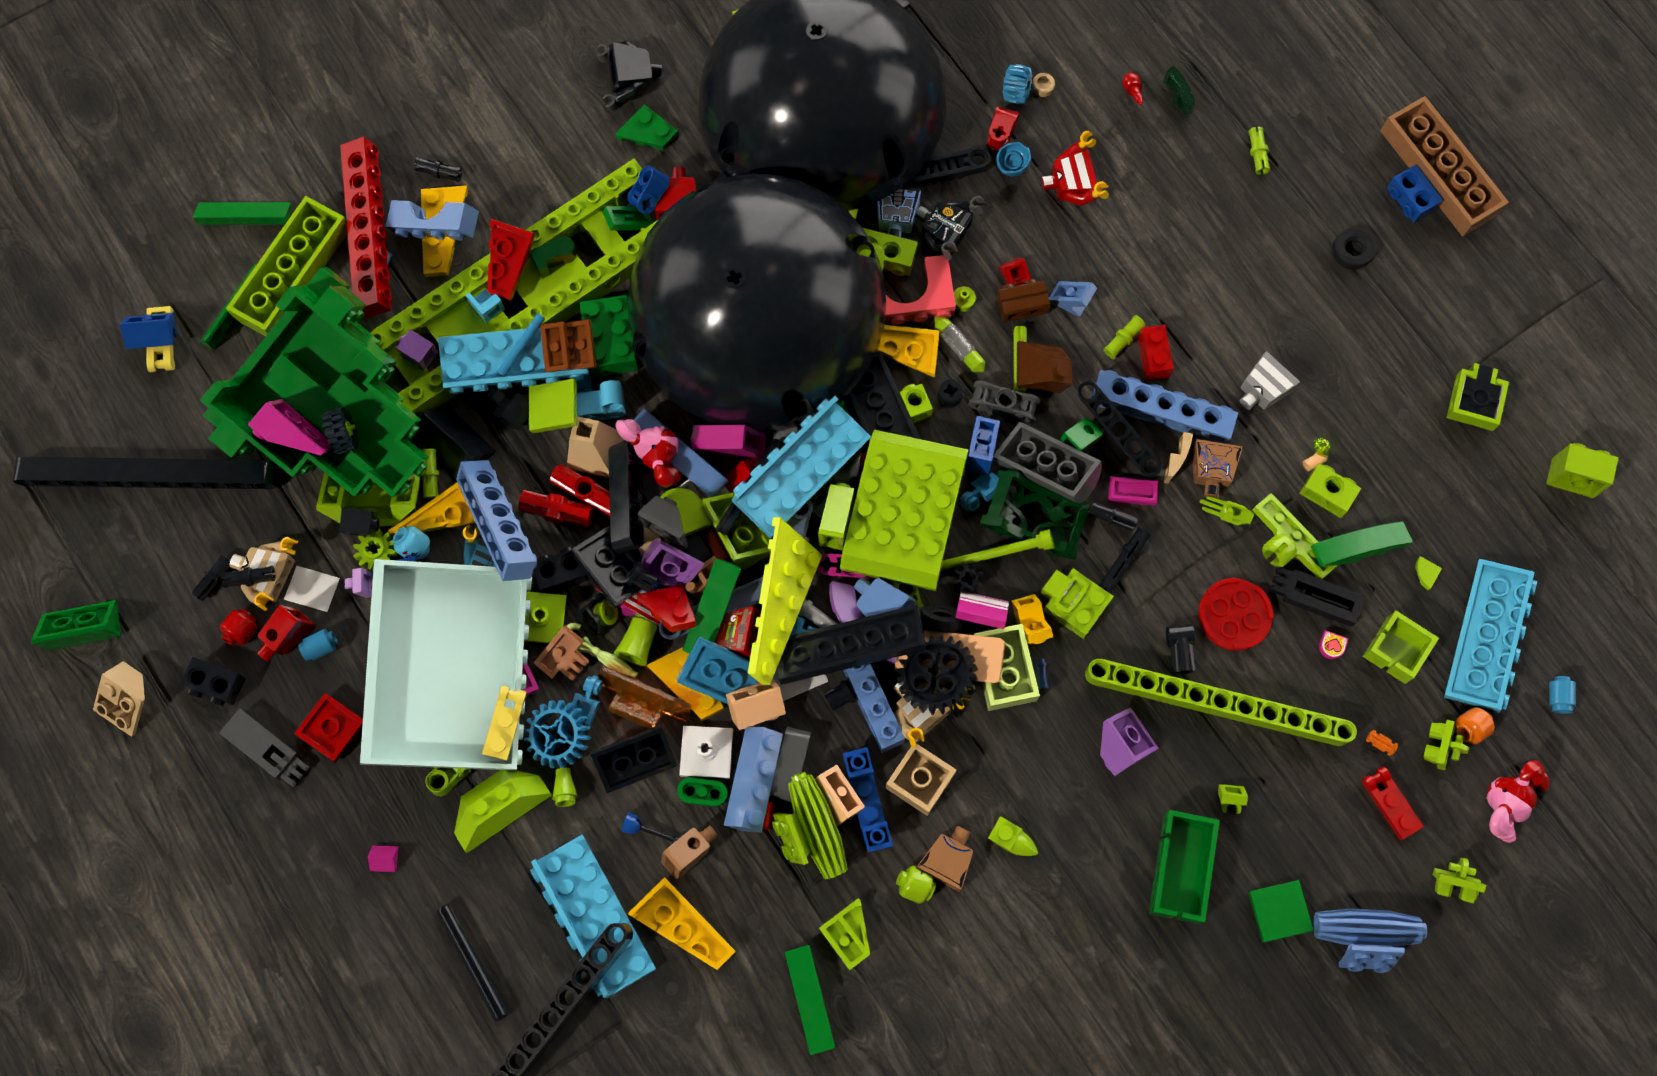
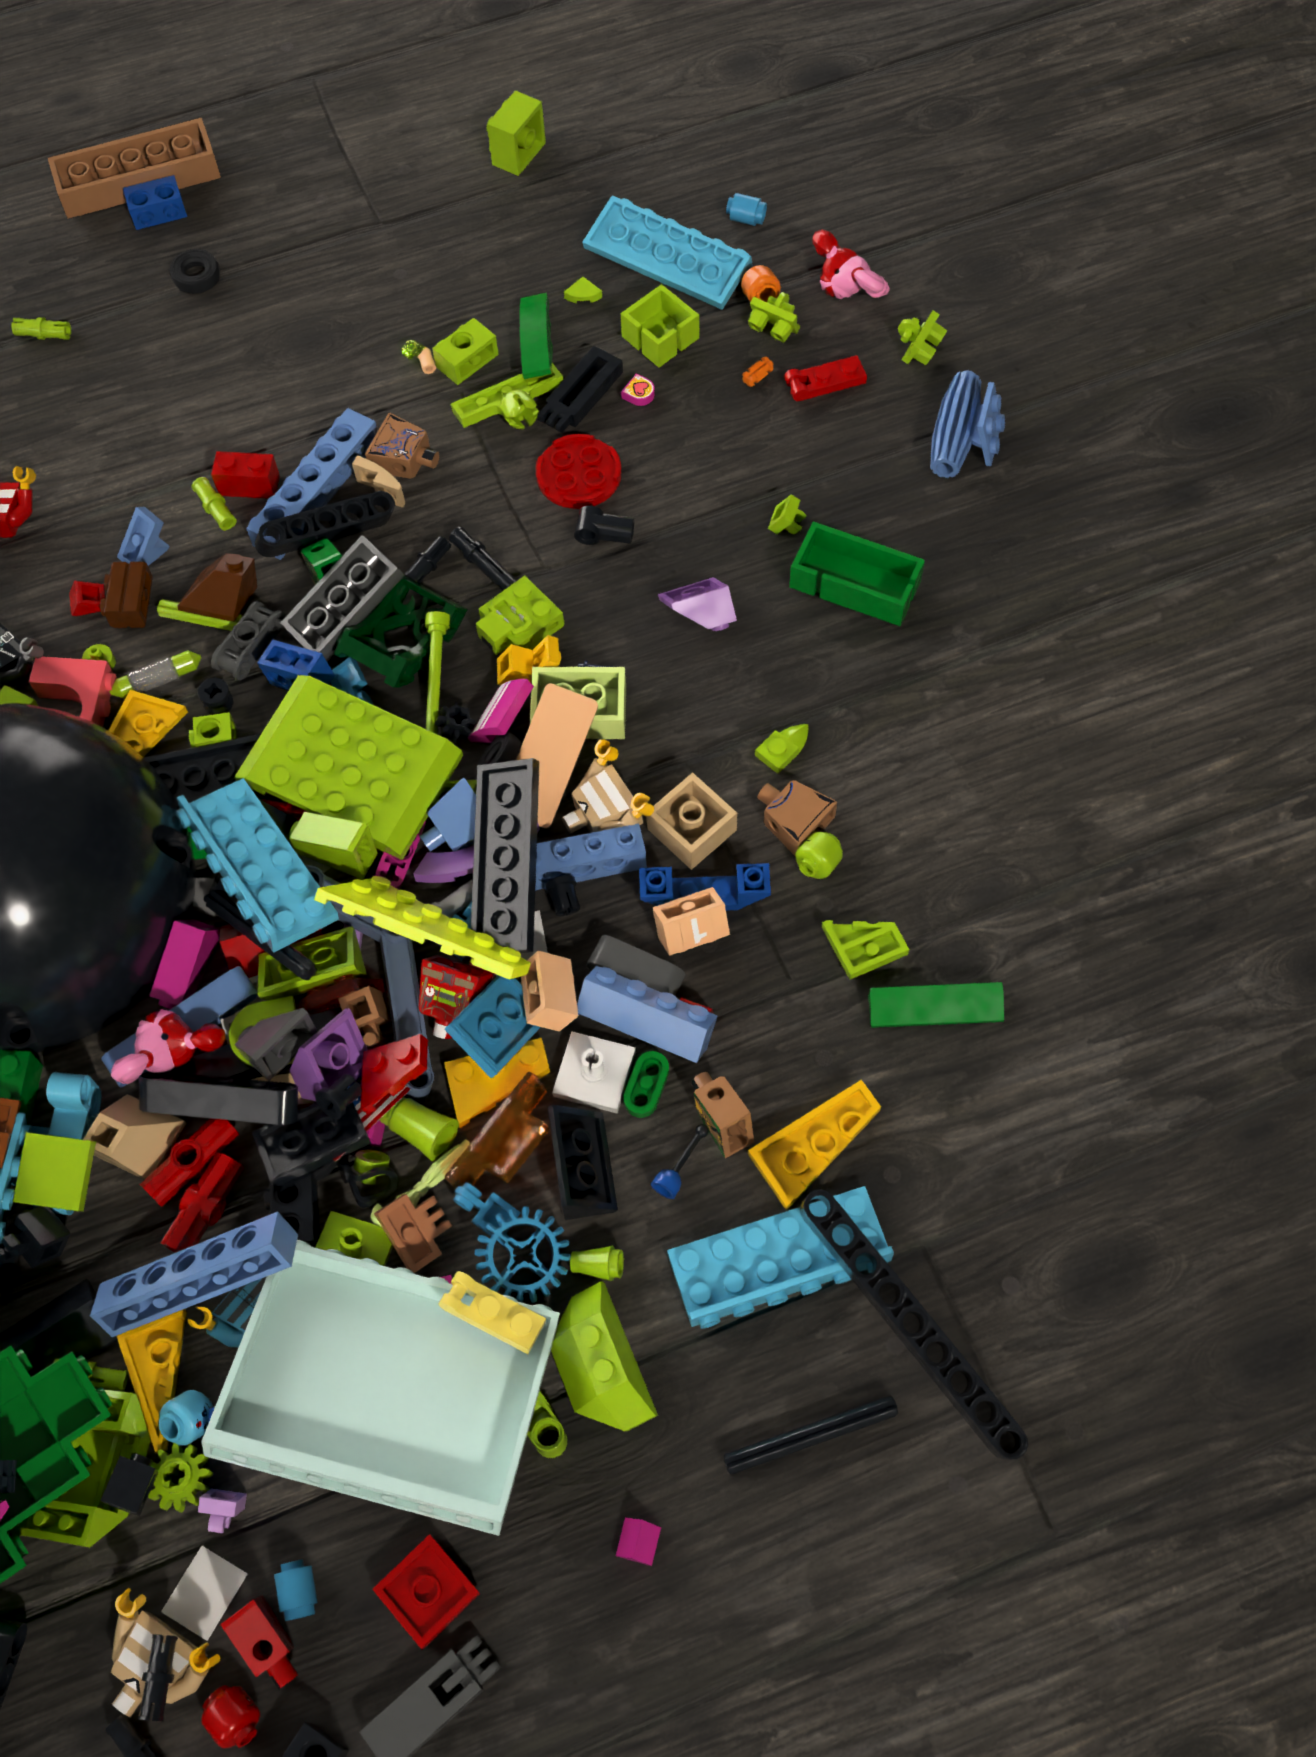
camera: 75 degrees left, 10 degrees down
(713, 602) = (405, 1011): green slope -> none
(810, 829) = (731, 956): lime plate -> none
(959, 675) = (580, 740): black gear -> none
(1133, 491) = (403, 536): dark pink tile -> none
(1230, 511) = (458, 449): lime piece -> none
(1231, 699) = (673, 508): lime beam -> none
(1267, 383) = (320, 379): light grey torso -> none
(1280, 911) = (921, 502): green tile -> none
(1478, 397) = (406, 201): piece -> none

